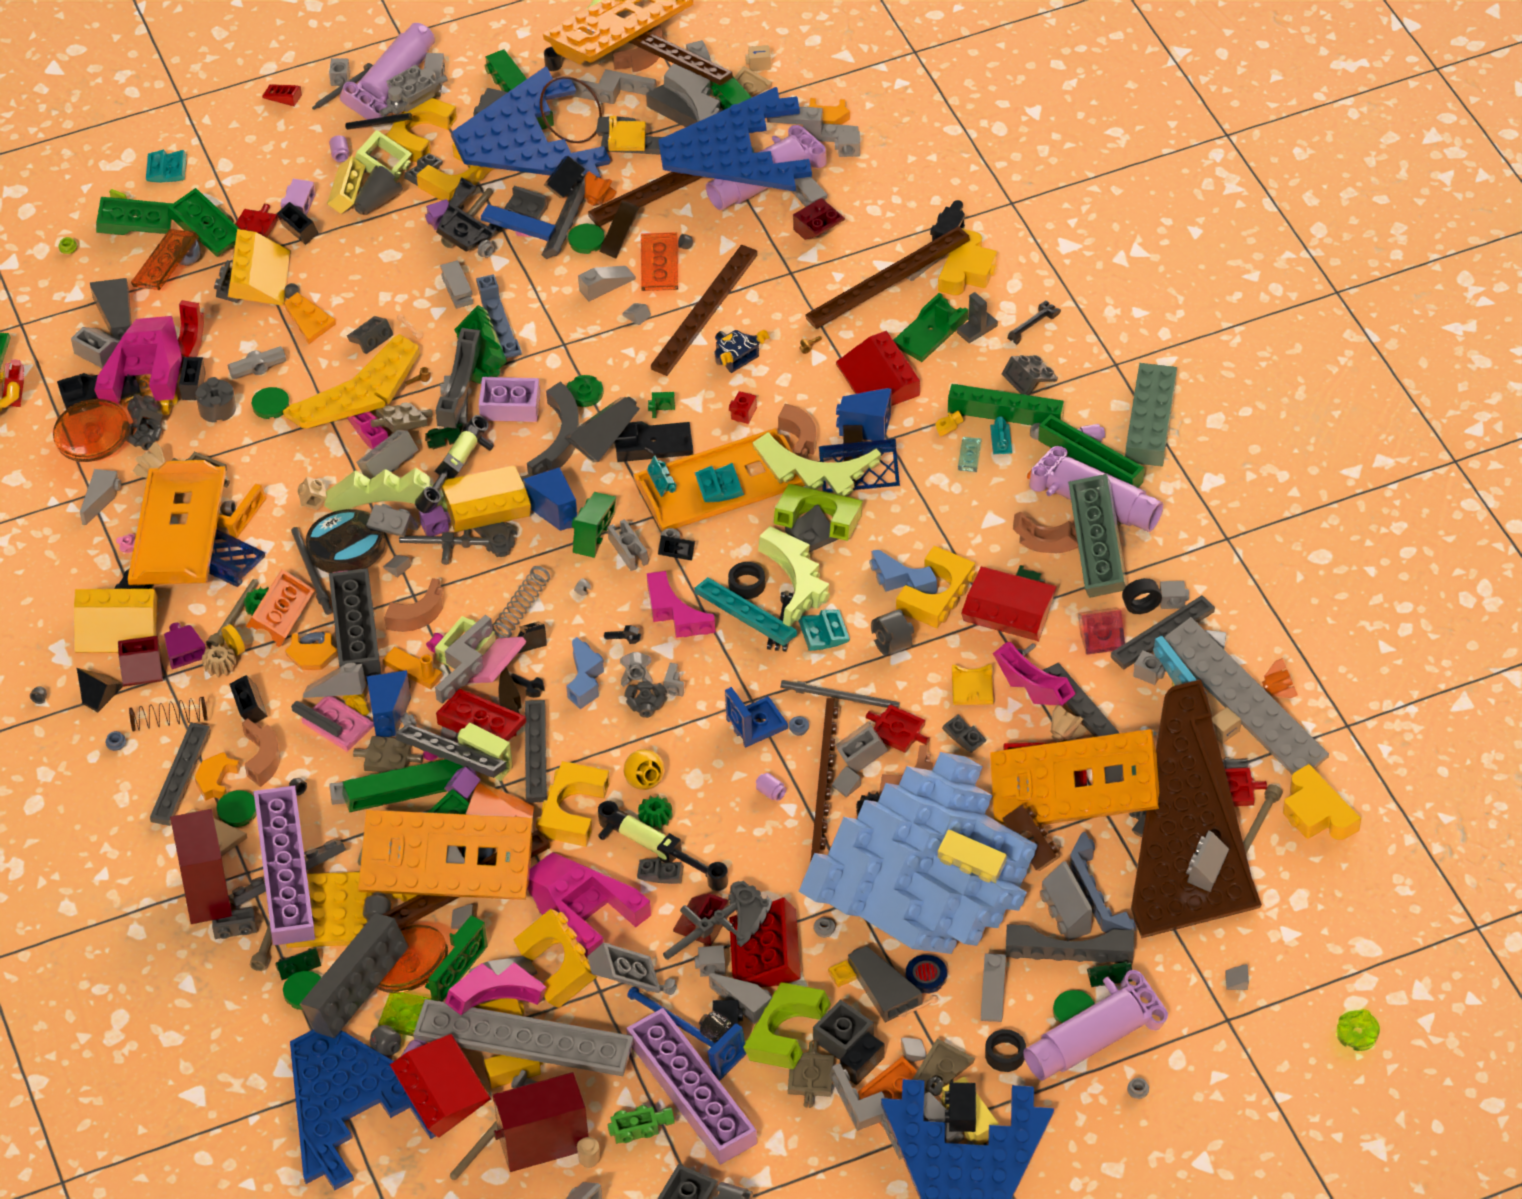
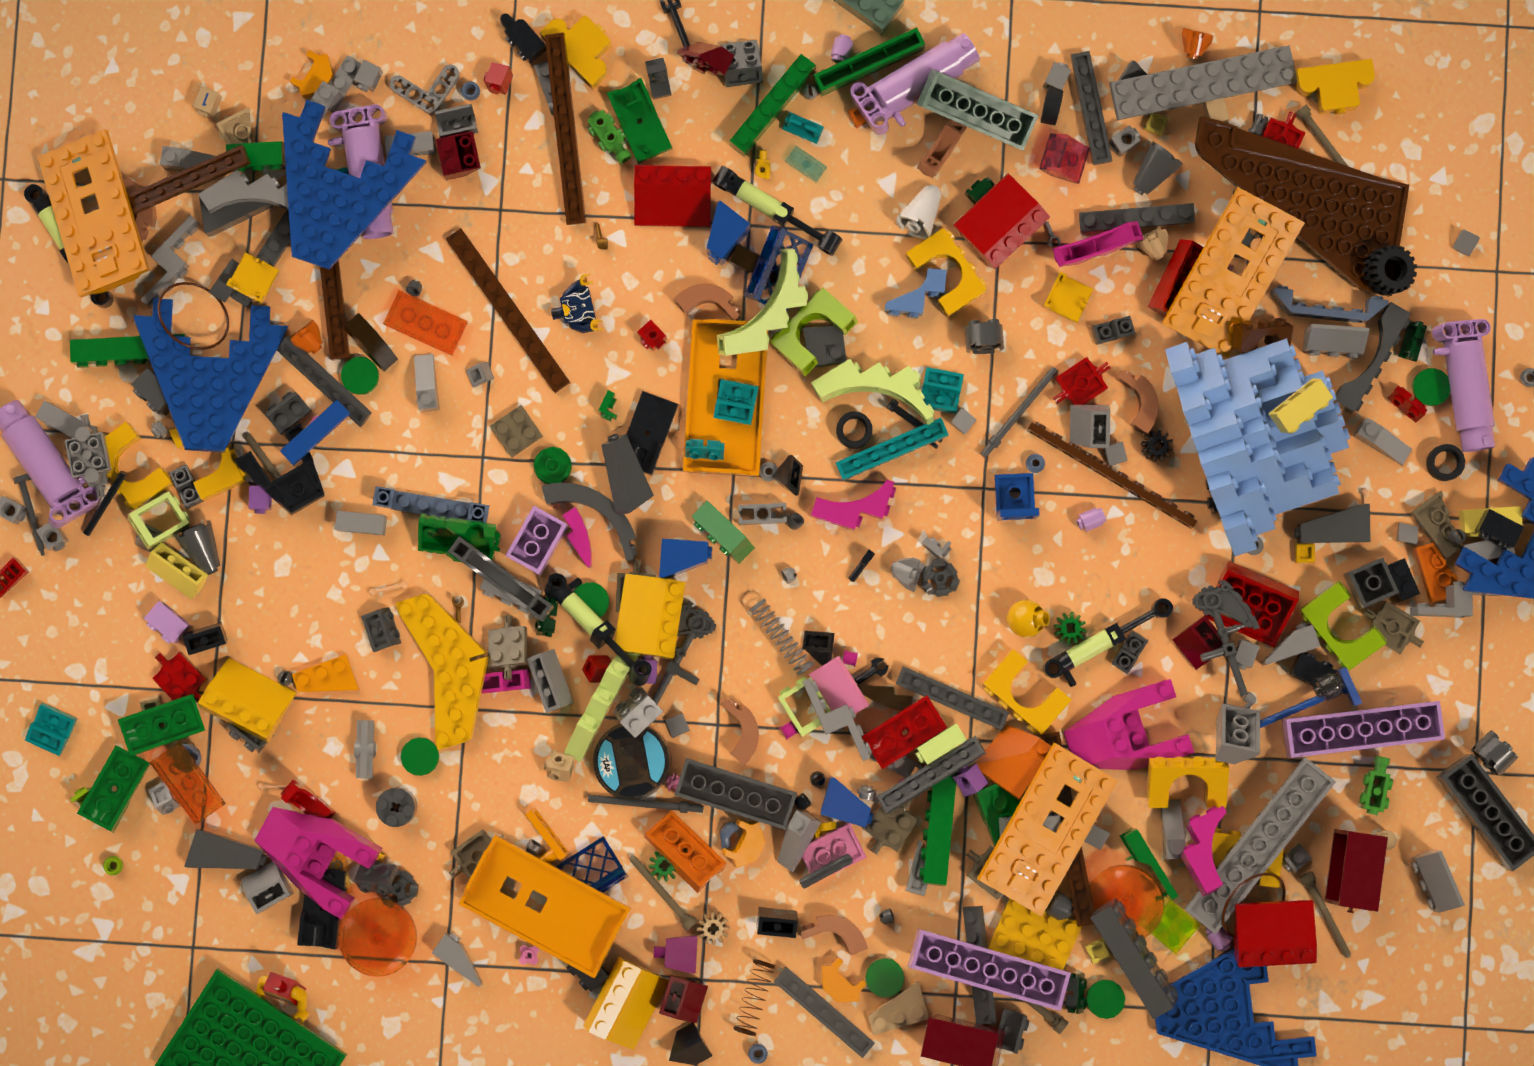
camera: 65 degrees left, 35 degrees up
(140, 253) = (163, 799): none -> light grey bracket
(149, 460) = (446, 897): tan brick -> none
(191, 377) = (359, 818): black brick -> none
(233, 639) = (700, 907): yellow piece -> none
(330, 104) = (45, 532): none -> light grey brick
(339, 148) = (117, 555): lavender brick -> none
(385, 1040) = (1194, 954): dark grey head -> none
(417, 670) = (803, 762): light orange piece -> none
(479, 460) = (594, 596): none -> green tile
(482, 1025) = (1239, 886): none -> reddish brown piece
(485, 249) = (327, 476): light grey plate -> none
(530, 429) = (579, 536): none -> dark pink slope
(530, 660) = (850, 658): none -> dark pink axle
(564, 177) = (280, 363): black brick -> none
(589, 666) = (882, 612): medium blue arch -> none
(600, 355) = (516, 431): none -> dark tan plate
(637, 574) = (795, 521): none -> dark grey hinge
(805, 655) = (963, 421): none -> light grey slope
(850, 209) = (456, 120): none -> dark grey bracket
(860, 190) = (431, 95): none -> light grey beam
(881, 211) = (470, 85): none -> sand blue plate
(902, 221) = (498, 78): none -> red brick
(903, 312) = (604, 131): none -> bright green brick
(913, 444) = (779, 211): none -> black piece
(926, 973) = (1347, 489): tile -> none
(980, 544) = (921, 213): none -> white cone
(1016, 339) = (707, 58): none -> dark red slope
(1045, 987) = (1400, 398): none -> red hinge
(1138, 697) = (1155, 169): none -> dark grey cone
(1165, 896) = (1403, 267): none -> black tyre
(1172, 663) = (1166, 123): medium azure wing -> none
(1207, 861) = (1366, 210): light grey slope -> none

